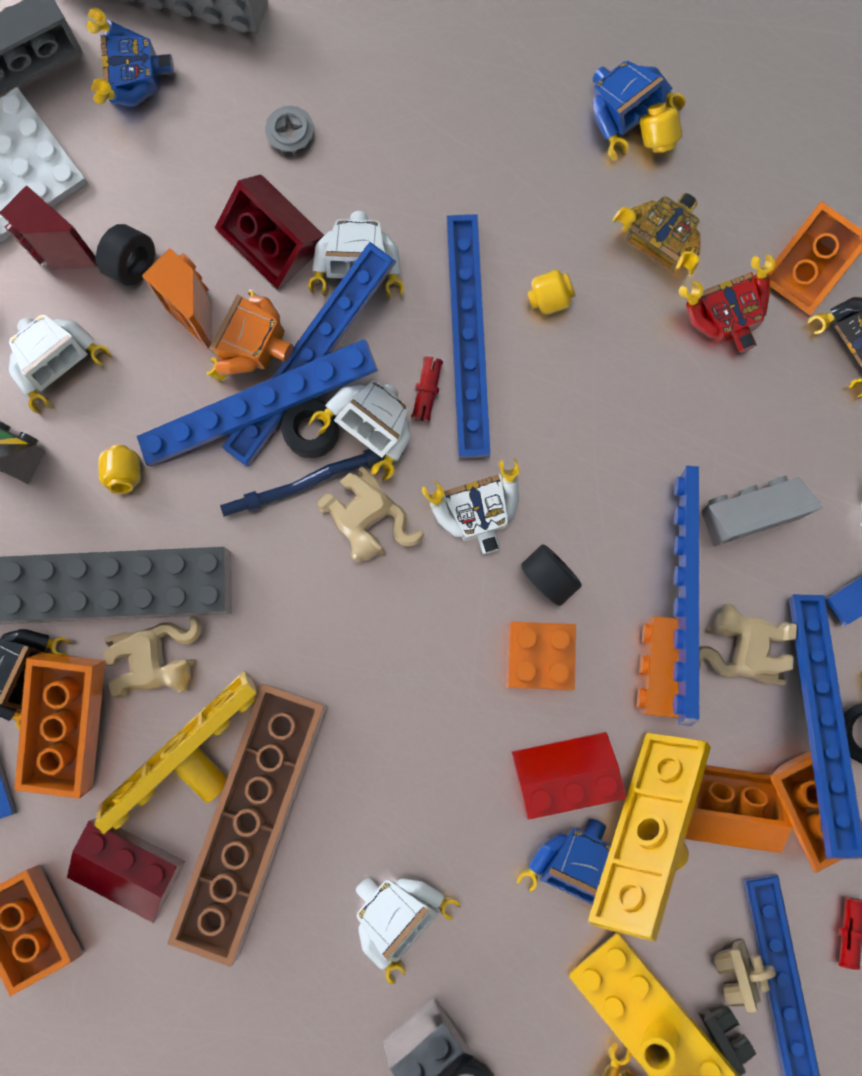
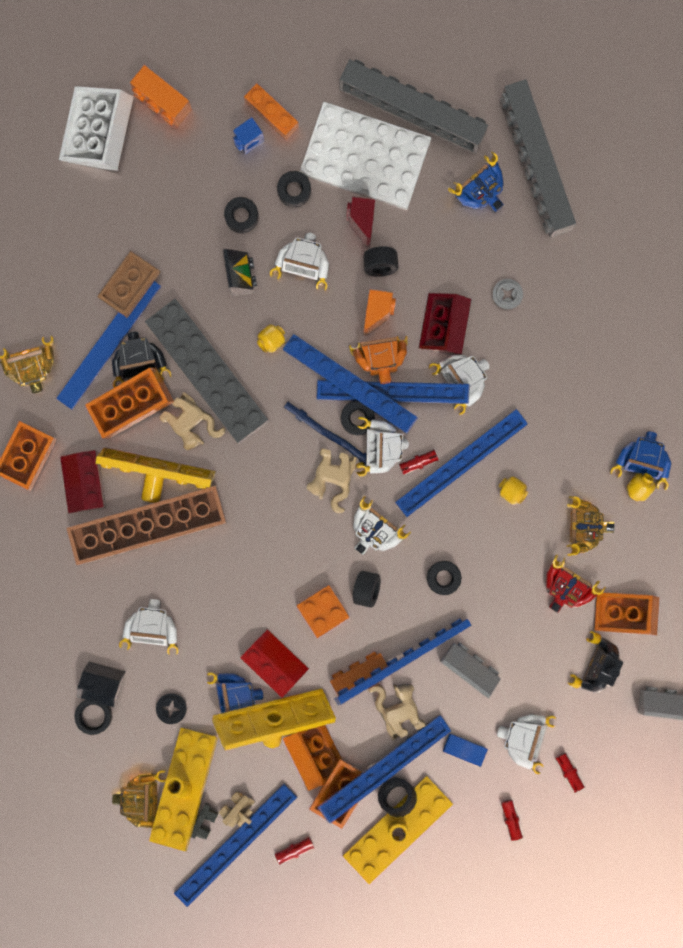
camera: 55 degrees right, 5 degrees up
(532, 986) = (176, 716): none -> black gear
(620, 447) = (432, 578): none -> black tyre

